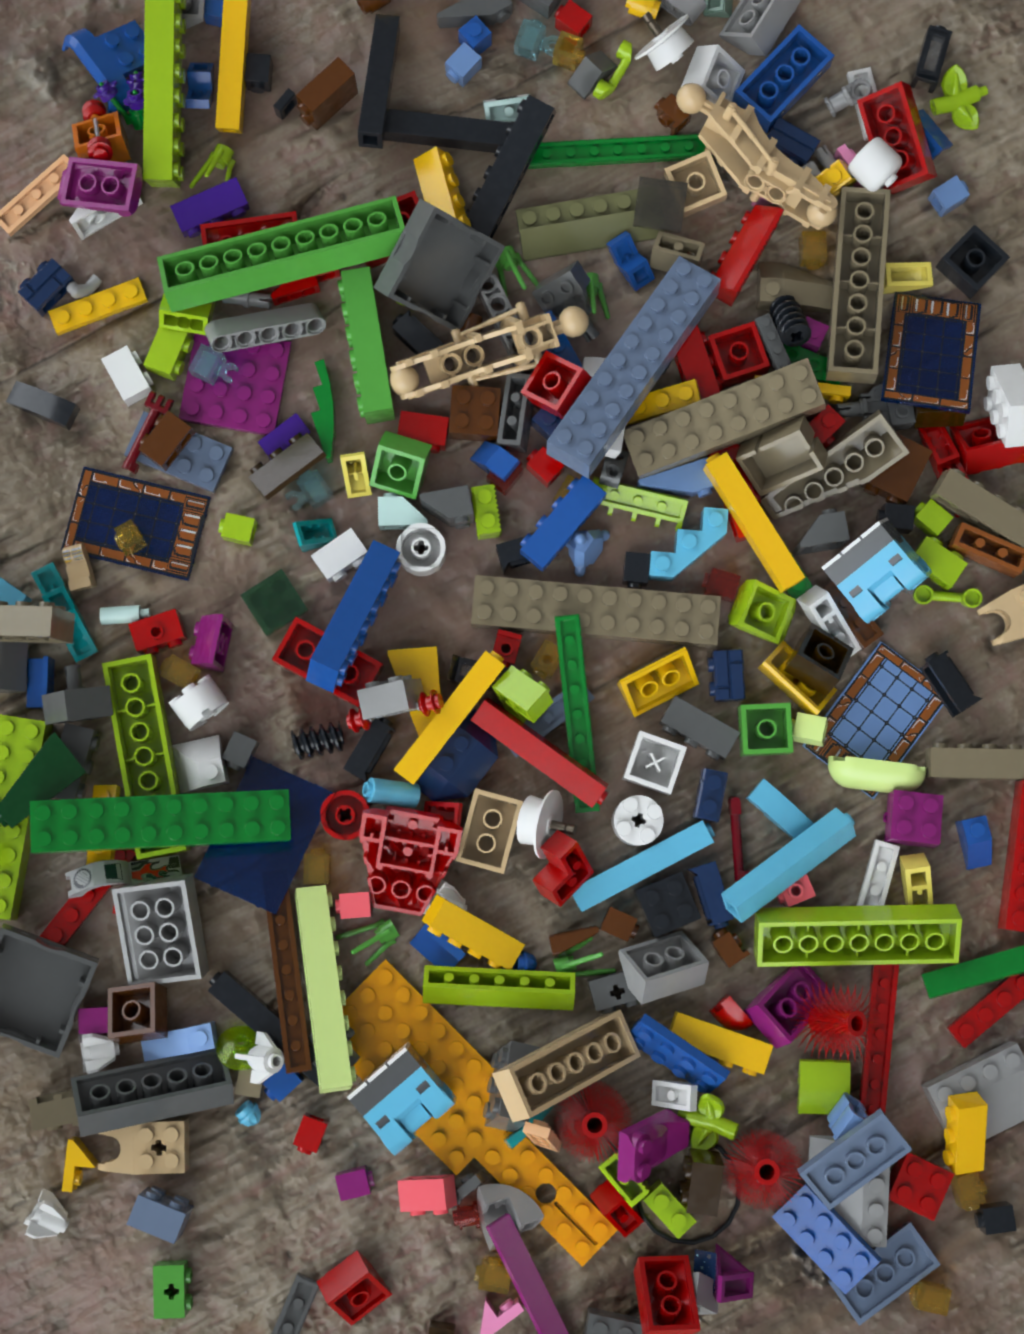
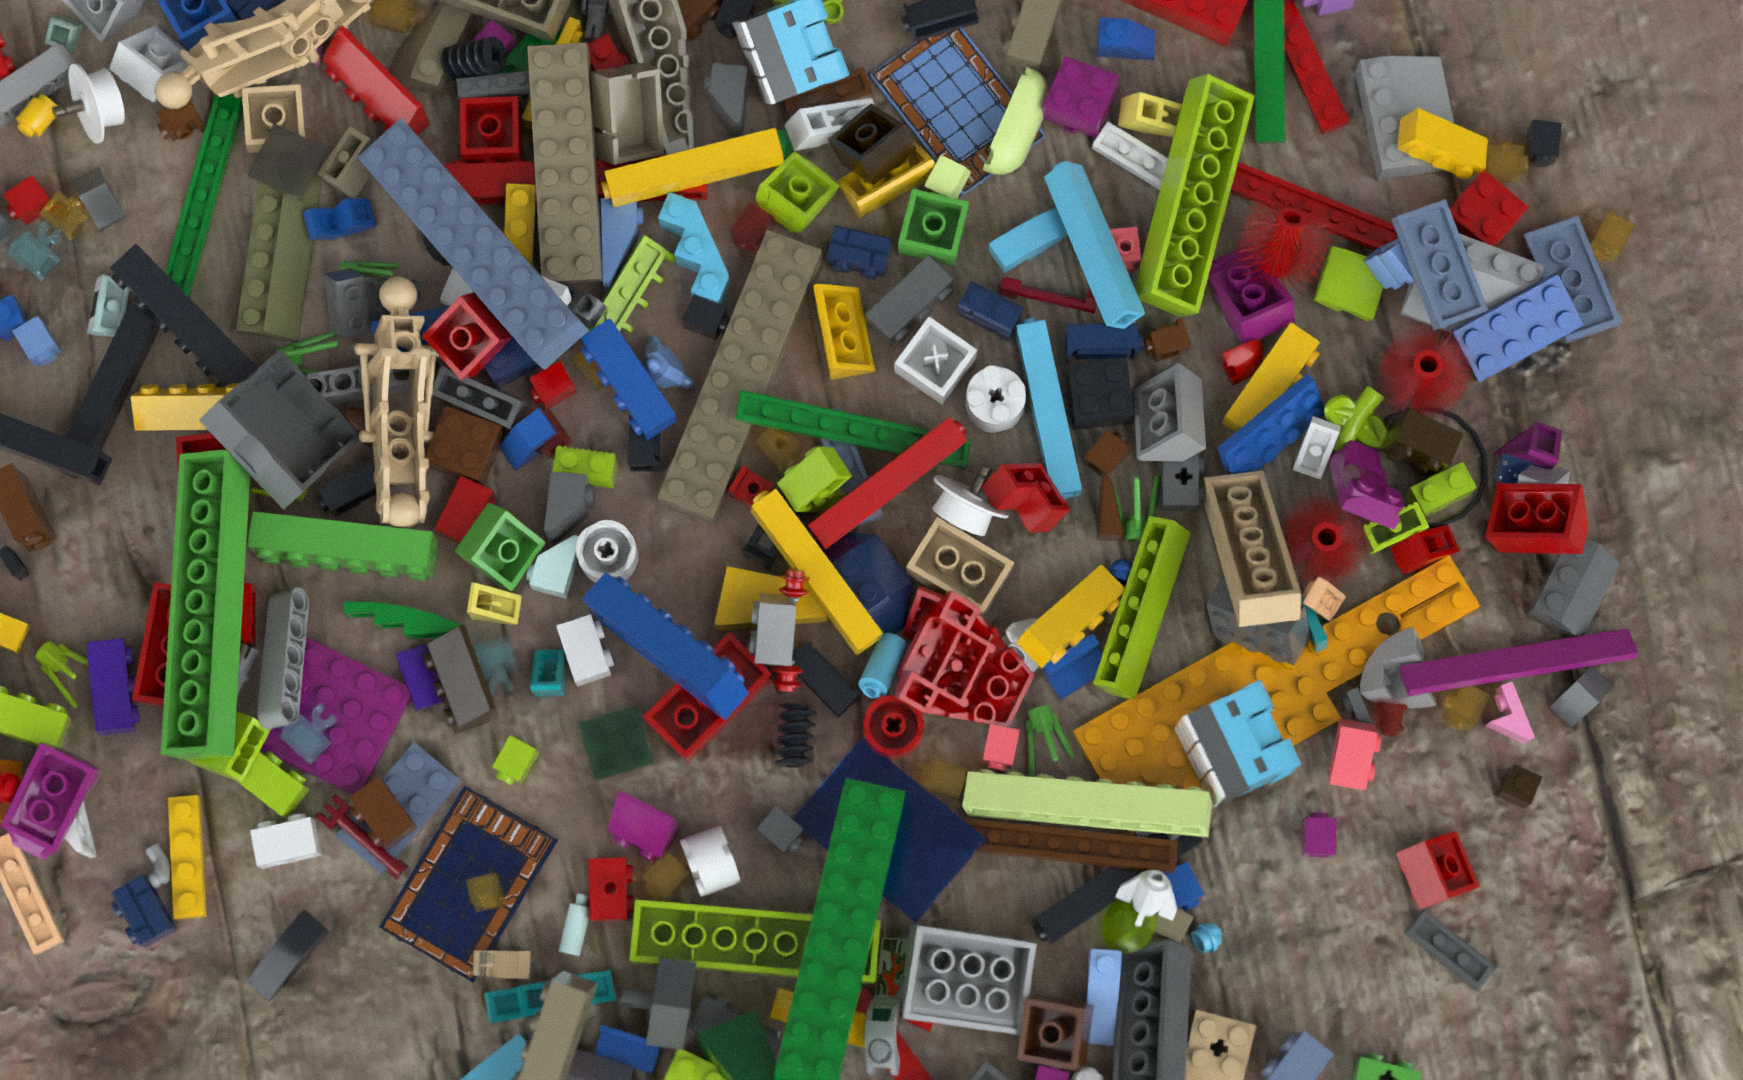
camera: 70 degrees left, 5 degrees down
(200, 764) = (782, 882): white slope -> none
(310, 1133) = (1249, 871): red brick -> none
(604, 88) = (122, 187): lime bar -> none

